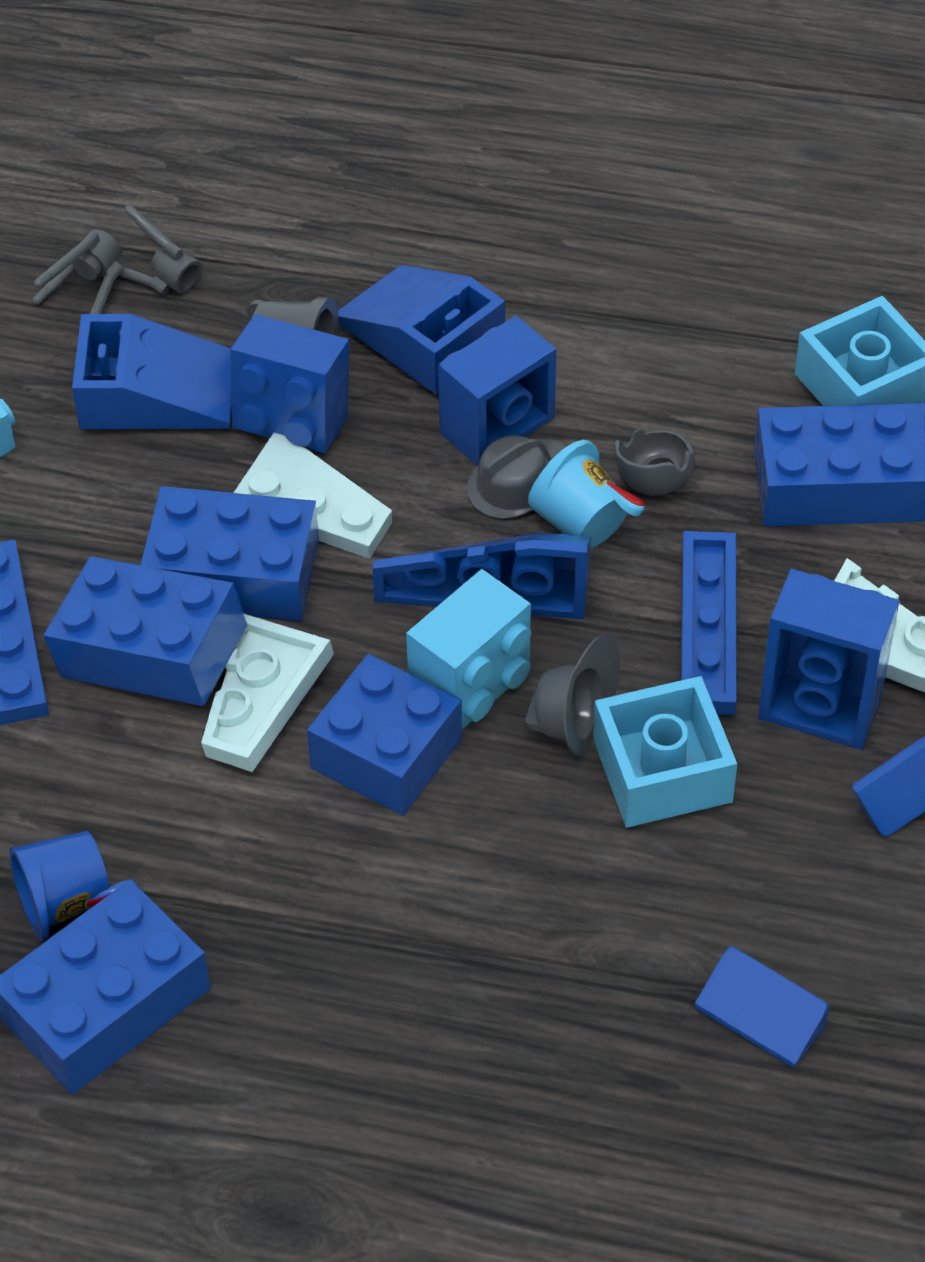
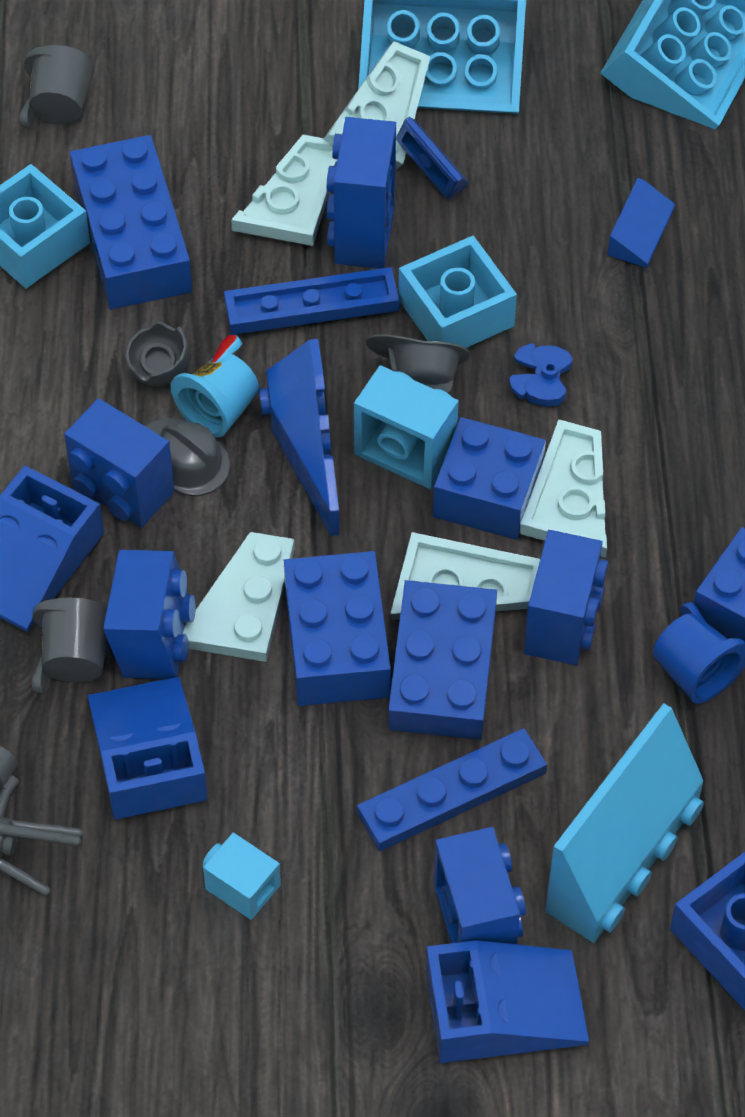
camera: 105 degrees left, 5 degrees up
(178, 751) = (565, 598): none -> blue brick
(349, 820) = (569, 487): none -> light aqua wing
(555, 850) = (545, 385): none -> blue piece

